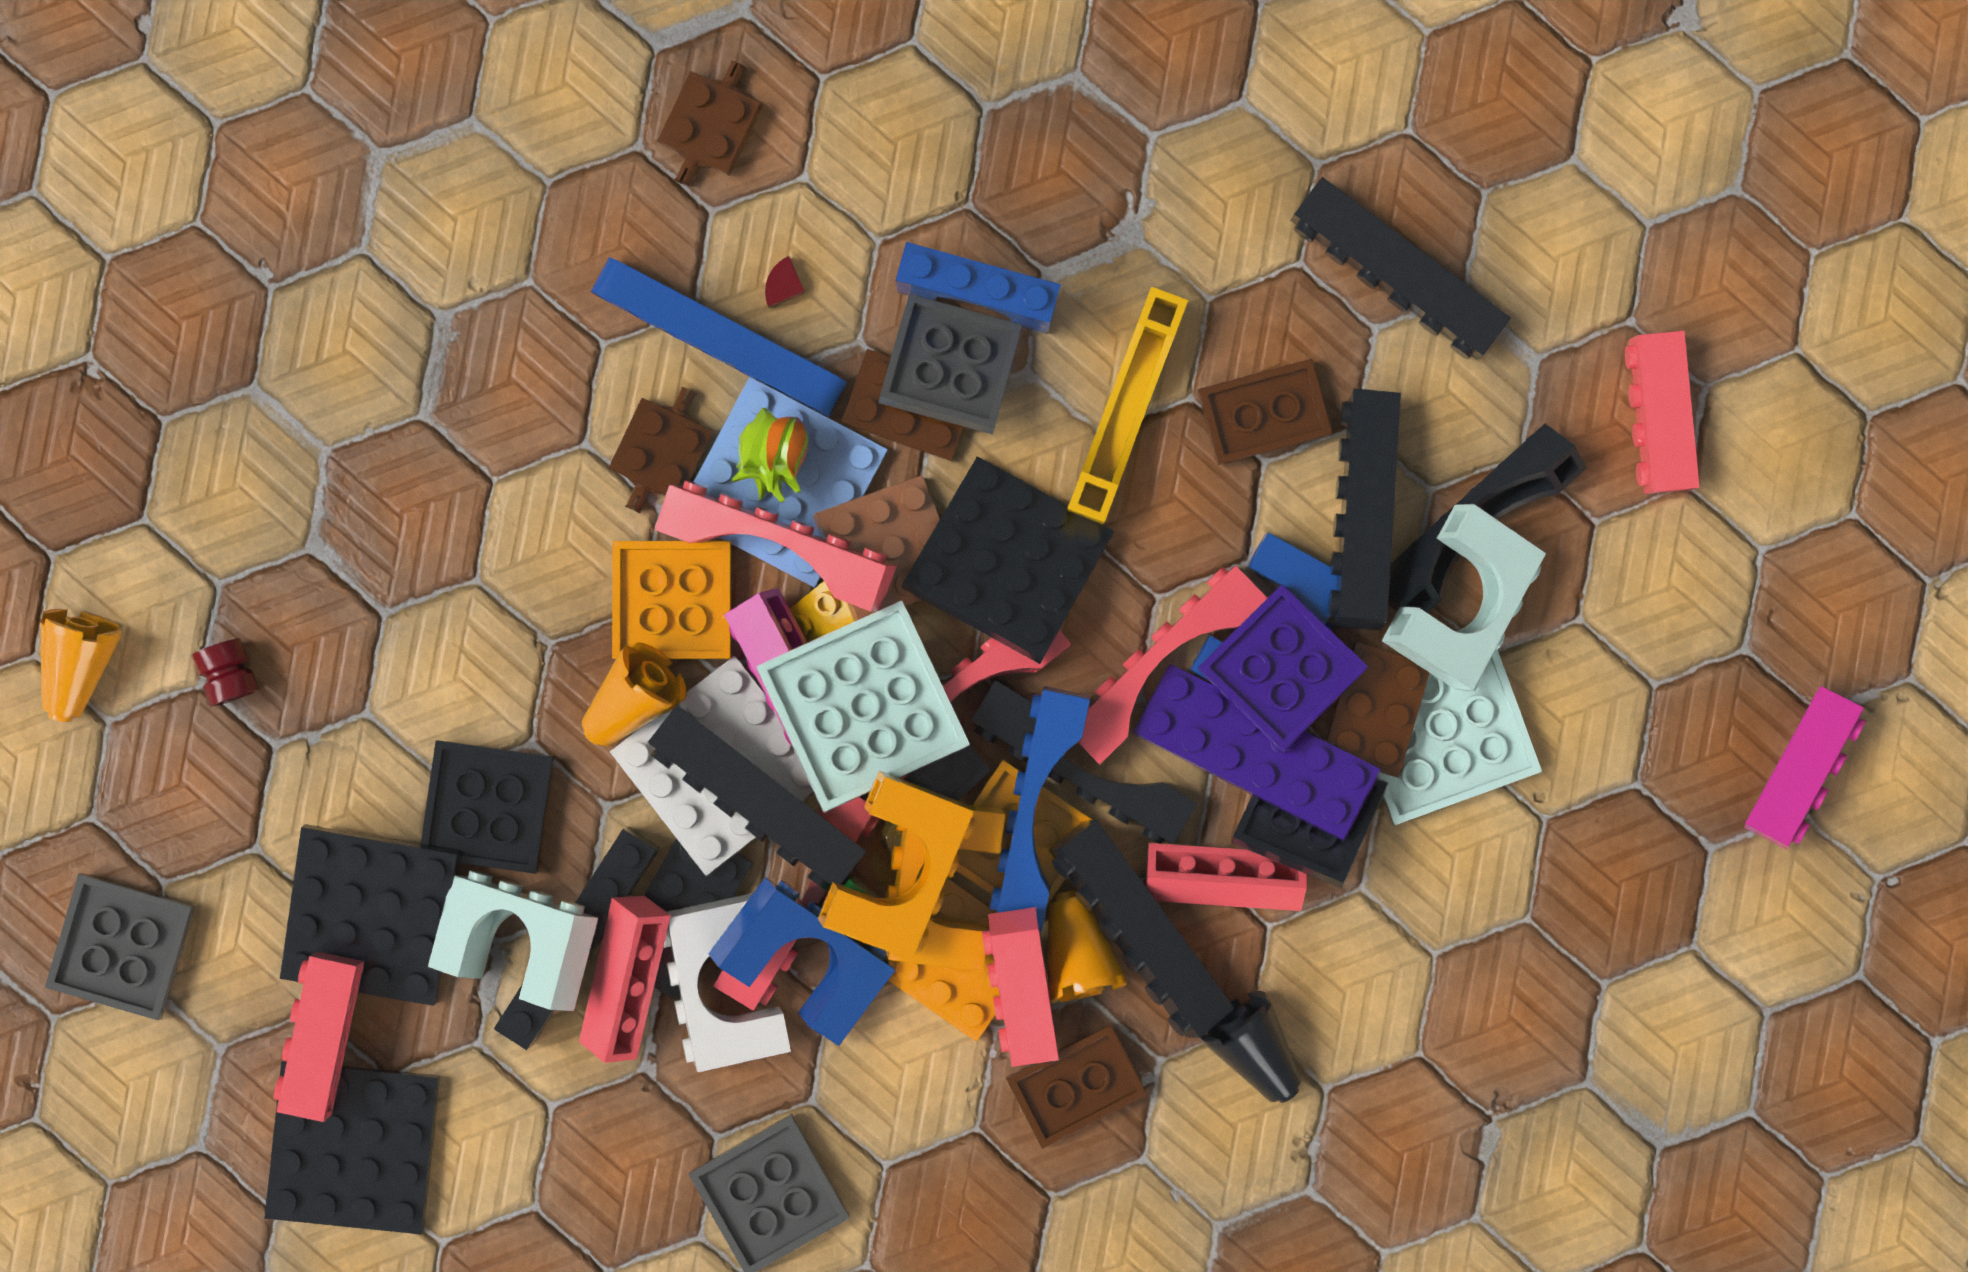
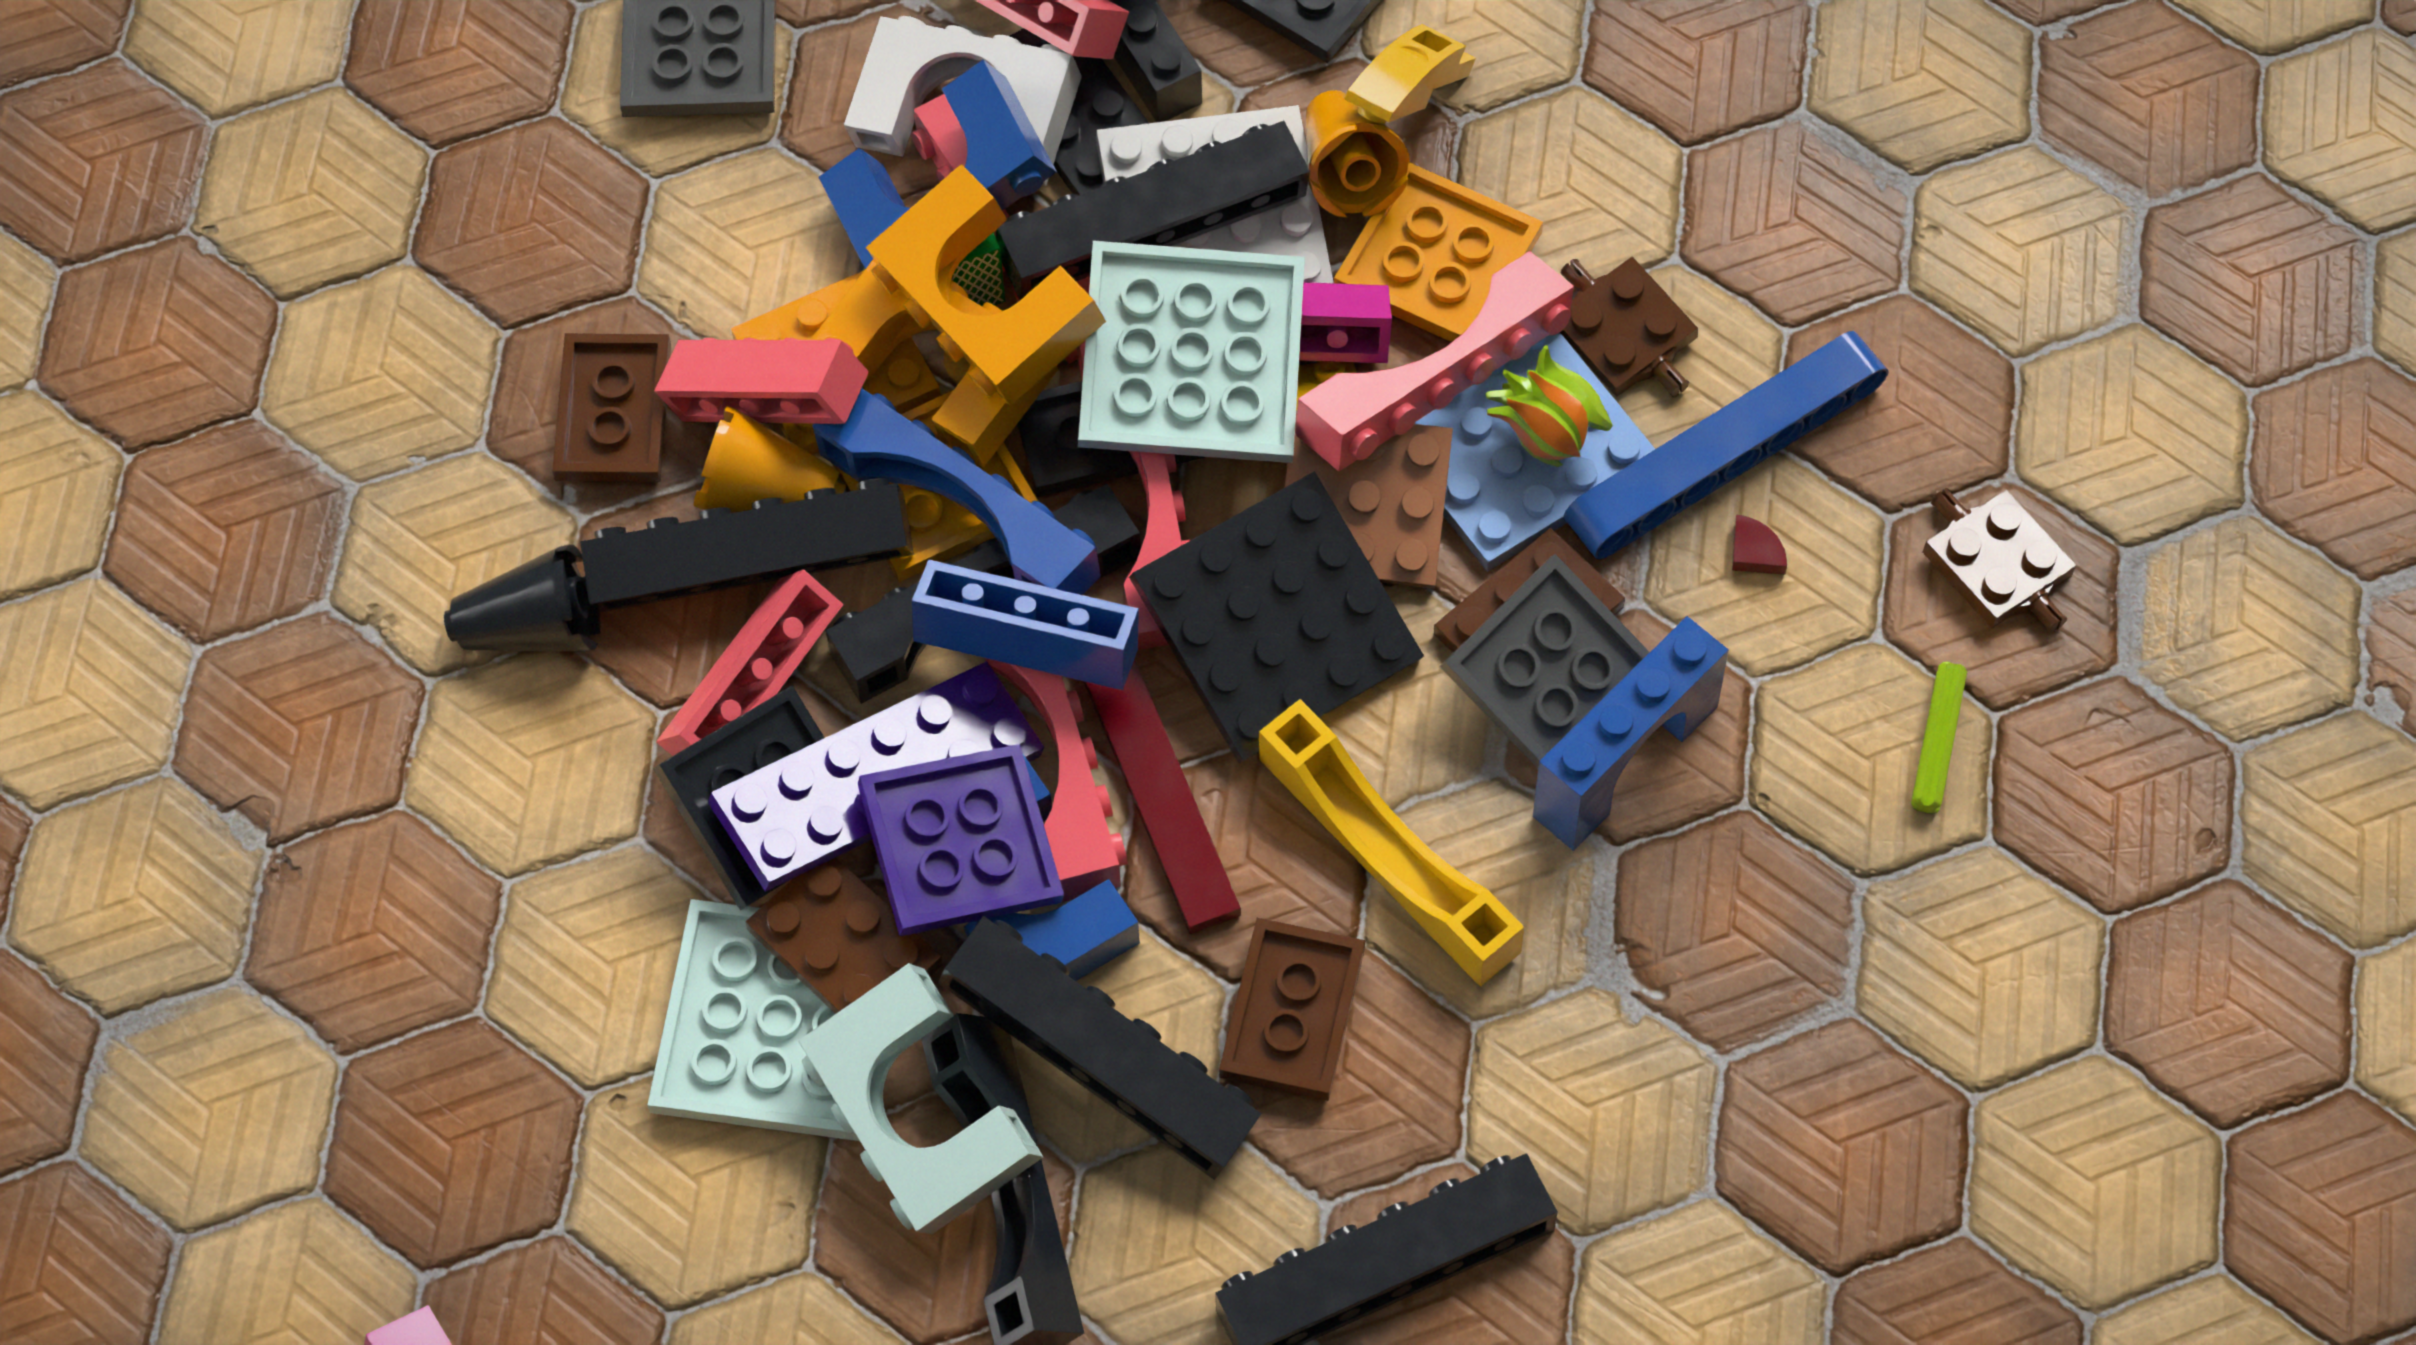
camera: 125 degrees right, 25 degrees down
(559, 680) = (1407, 73): none -> yellow slope
(861, 102) = (1939, 738): none -> lime axle
(1115, 708) = (1025, 624): none -> blue brick
(1152, 581) = (1165, 803): none -> dark red tile

